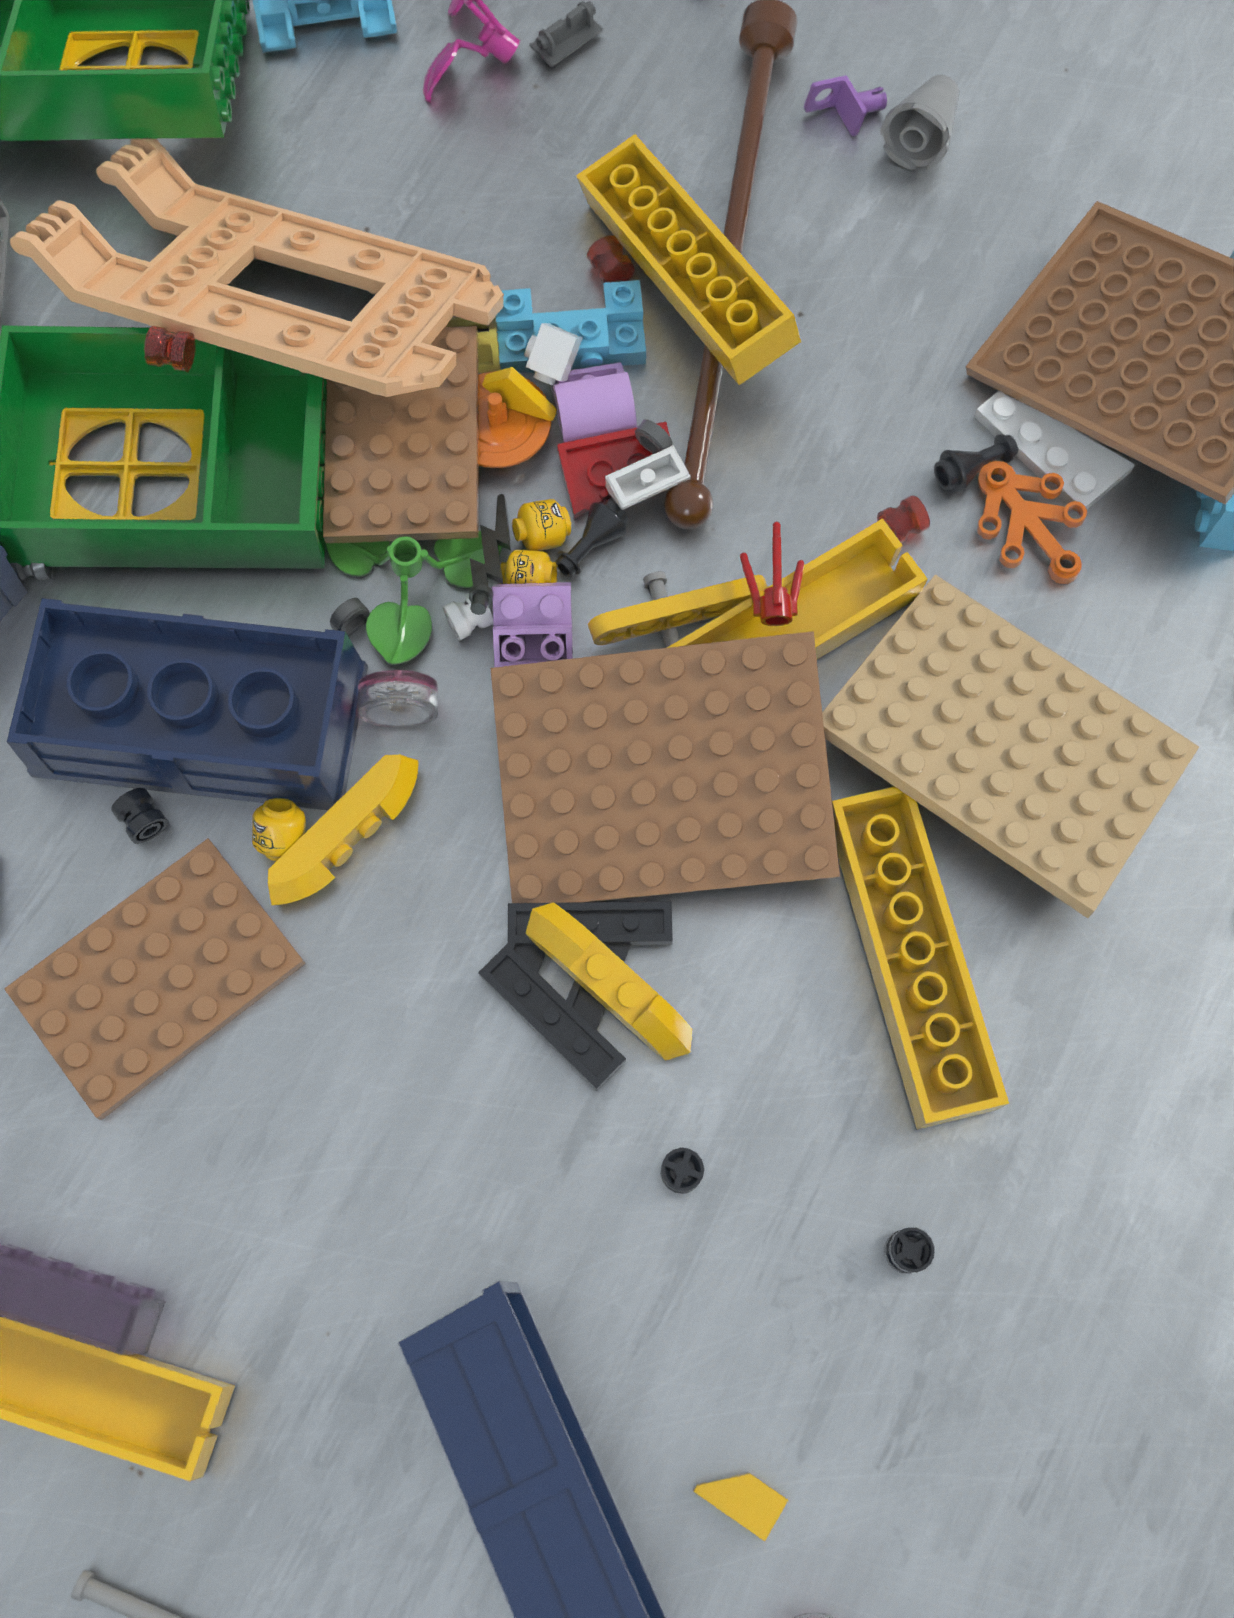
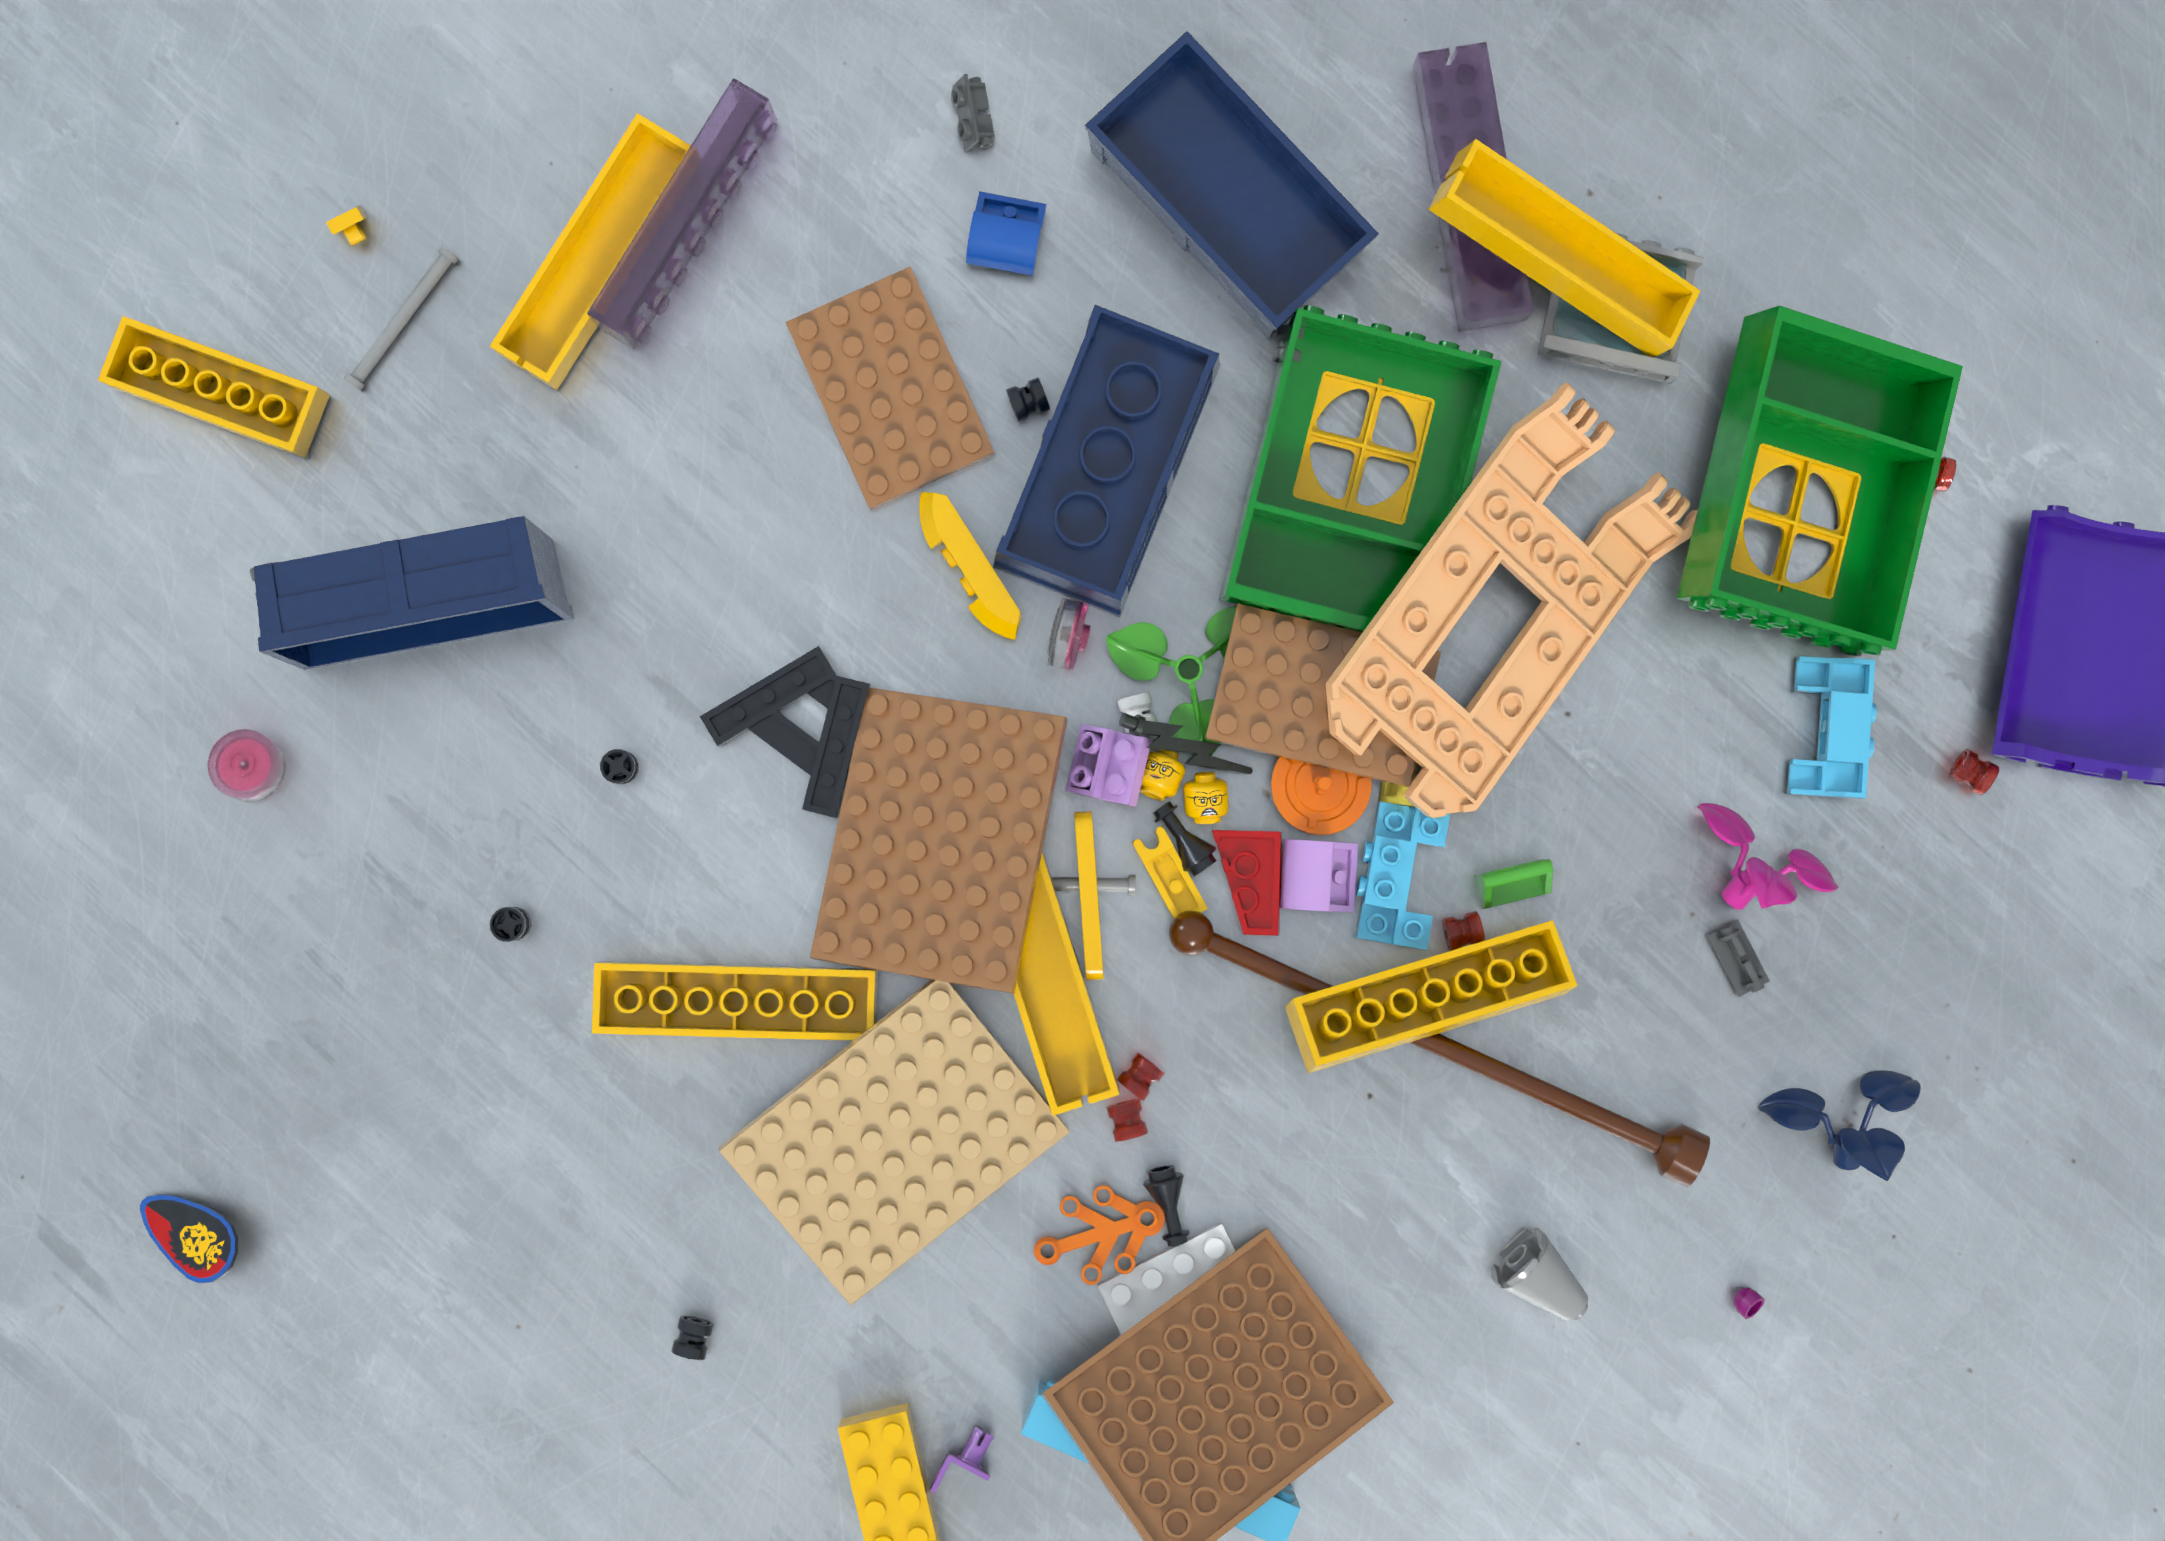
camera: 100 degrees right, 15 degrees up
(170, 348) = (1431, 505): clear red wheel -> none
(277, 827) = (982, 510): yellow head -> none
(349, 616) = (1163, 611): dark grey tile -> none
(519, 393) = (1331, 807): yellow tile -> none
(546, 228) = (1514, 883): none -> bright green tile
(552, 353) = (1362, 848): white brick -> none
(610, 981) = (779, 748): yellow brick -> none
(632, 545) = (1168, 875): none -> yellow plate
(646, 478) = (1218, 901): white slope -> none
(652, 436) = (1257, 916): dark grey tile -> none
(745, 1501) = (370, 747): yellow tile -> none
(776, 605) = (1056, 974): red plant -> none
(848, 103) = (1583, 1213): medium lavender bracket -> none
(851, 517) = (1140, 1076): none -> clear red wheel

